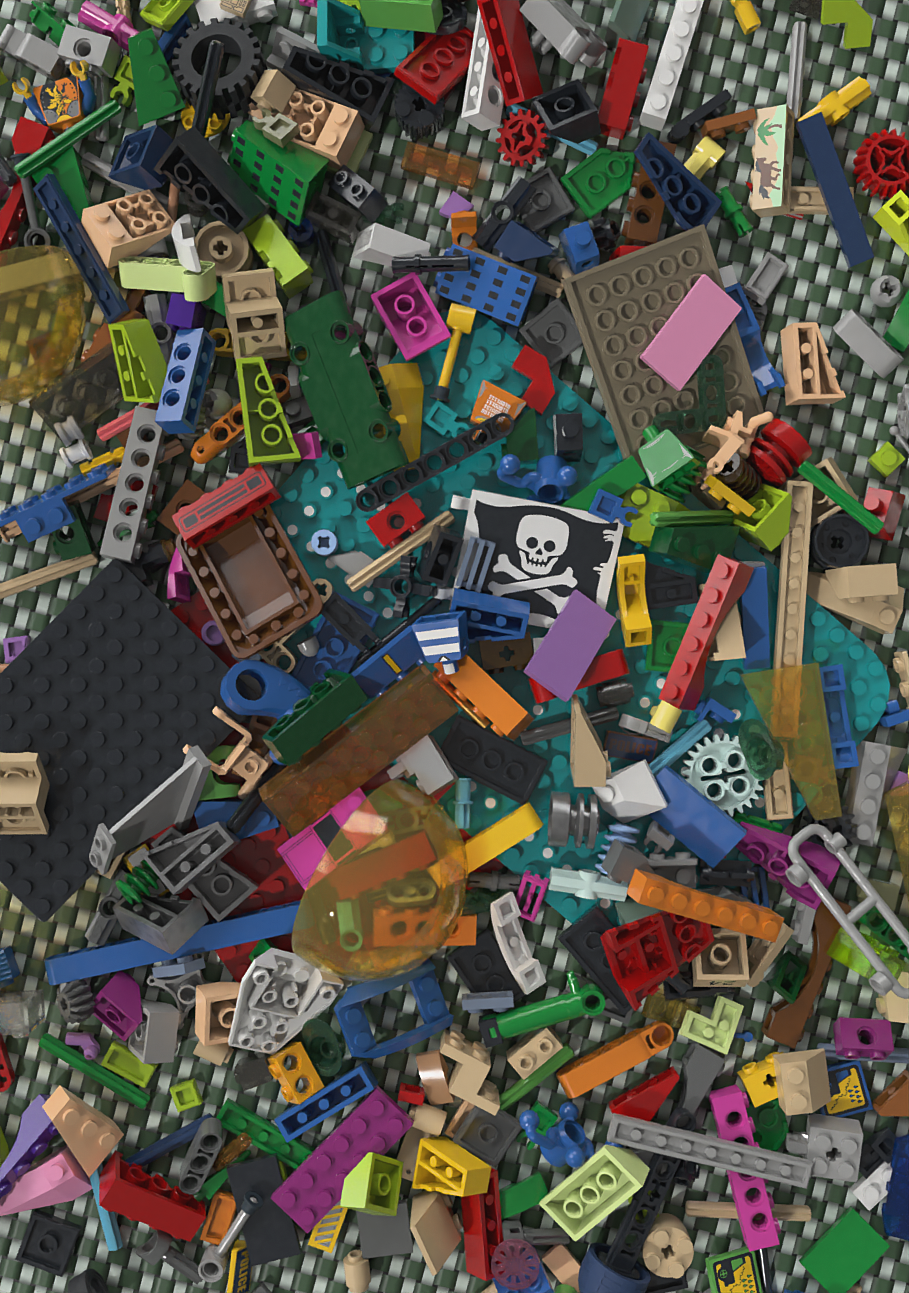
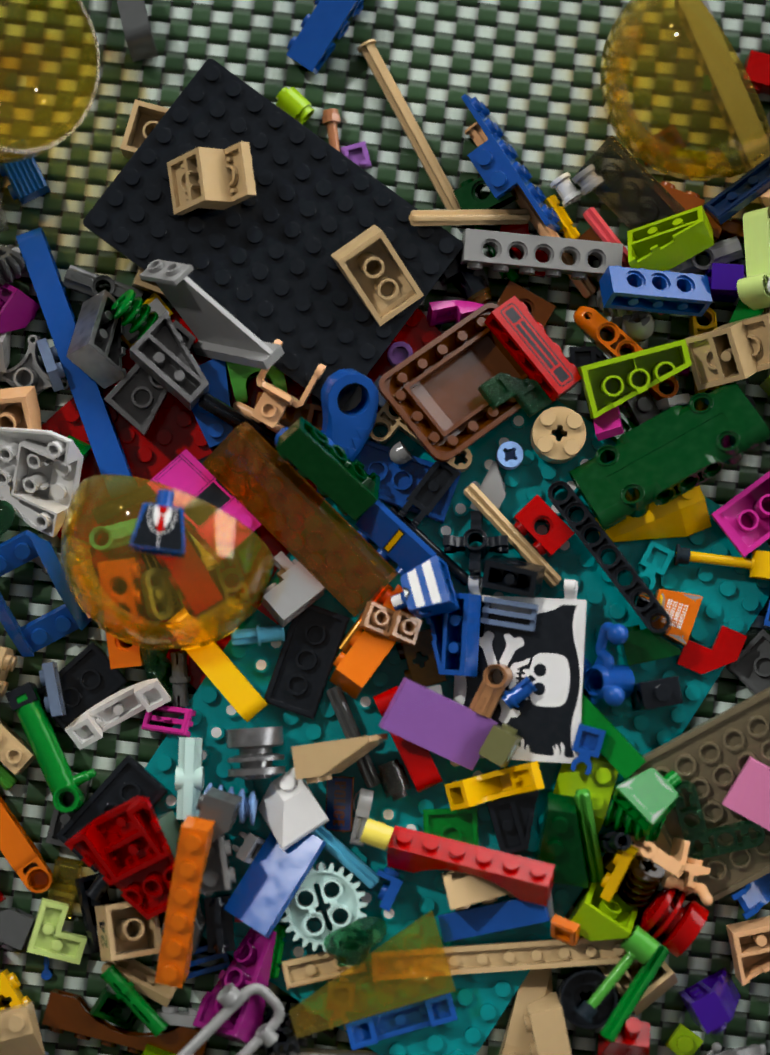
camera: 85 degrees right, 5 degrees down
(89, 549) = (469, 217): none -> tan axle
(133, 645) = (377, 274): none -> tan slope
(266, 518) = (525, 391): none -> clear green tile
(305, 480) = (569, 424): none -> tan brick
(352, 890) = (160, 527): none -> torso
(470, 677) = (390, 624): none -> medium nougat slope
(545, 592) = (490, 692): none -> medium nougat piece
(551, 565) = (518, 693): none -> blue pin
(597, 589) = (500, 744): none -> olive brick
(700, 496) = (613, 841): none -> black pin
(776, 553) = (565, 930): none -> orange tile
(776, 967) = (140, 1007): none -> green pin
(800, 487) = (637, 946): none -> bright green piece
(856, 427) = (712, 1001): none -> dark purple wedge

